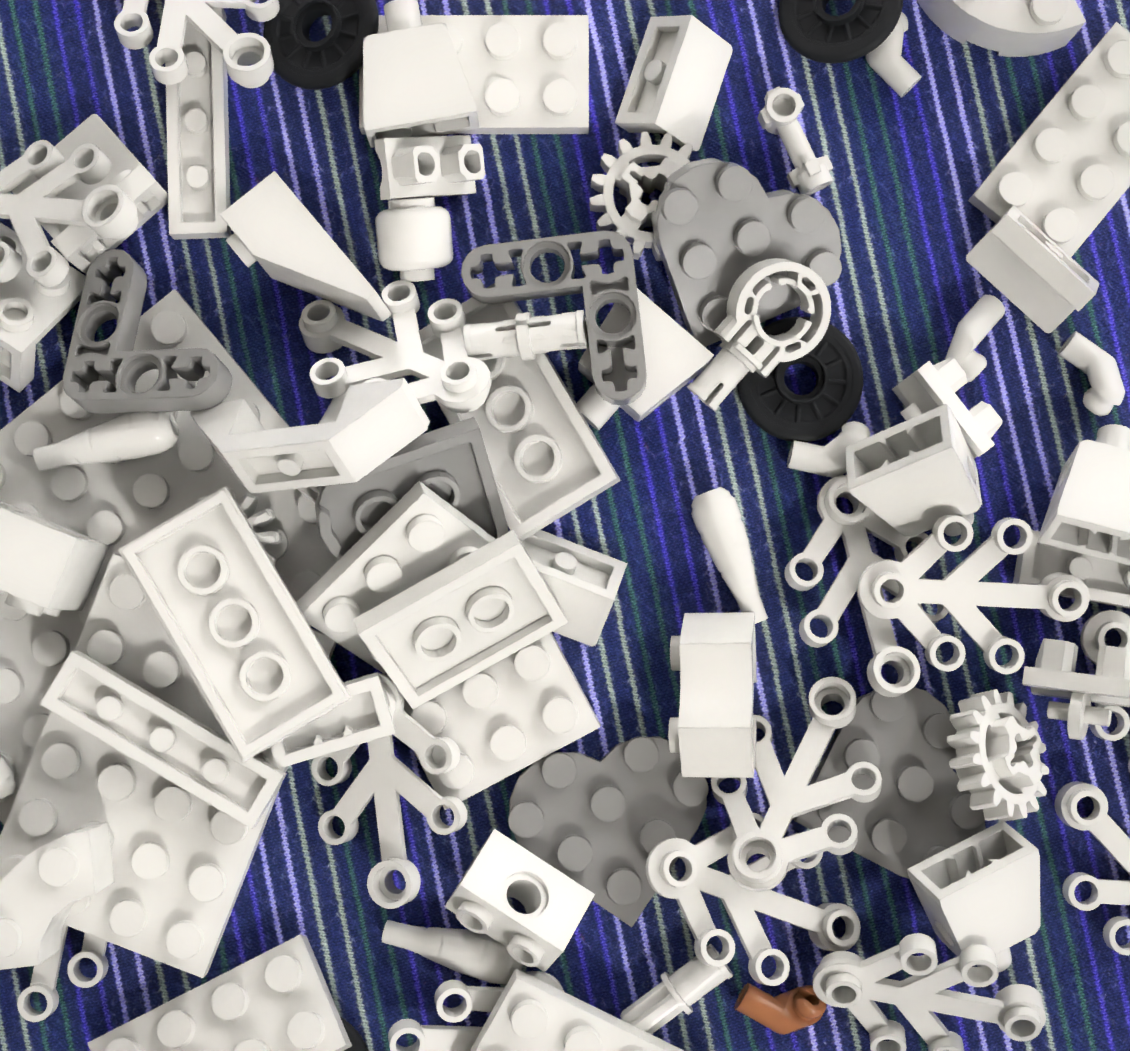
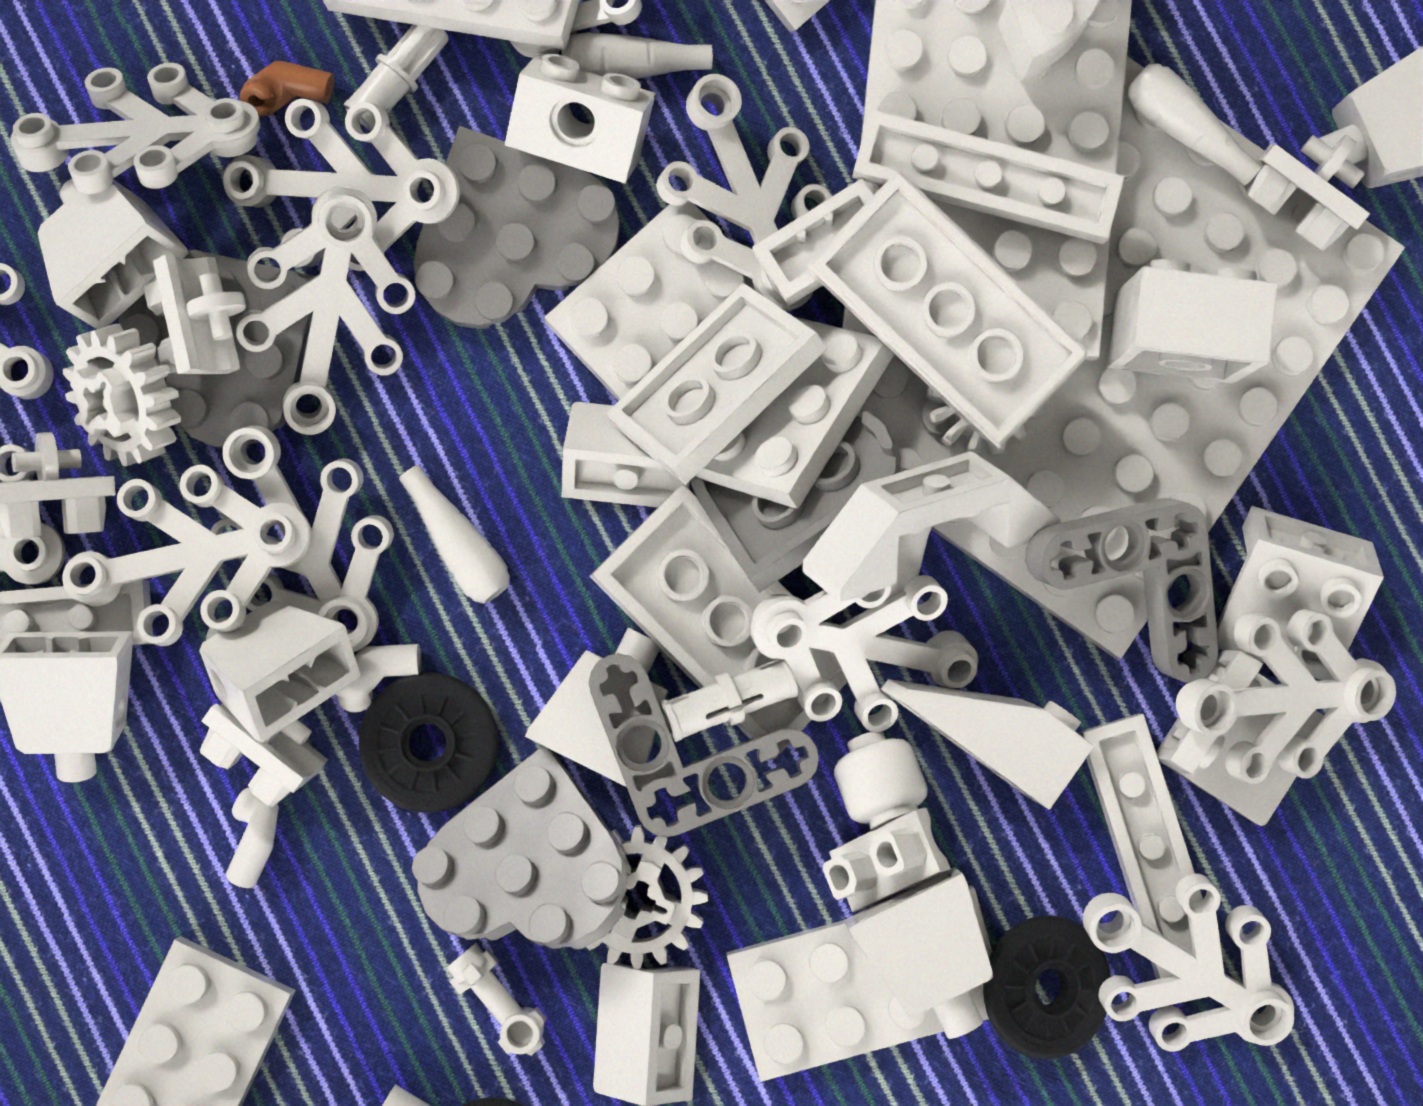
camera: 165 degrees right, 0 degrees up
(122, 438) = (1135, 474): white piece -> none
(716, 695) = (431, 381): white brick -> none
(744, 325) = (485, 756): white pin -> none
(914, 808) = (195, 315): none -> white hips
(1032, 271) = (205, 926): white panel -> none
(1101, 370) = (106, 837): white arm -> none

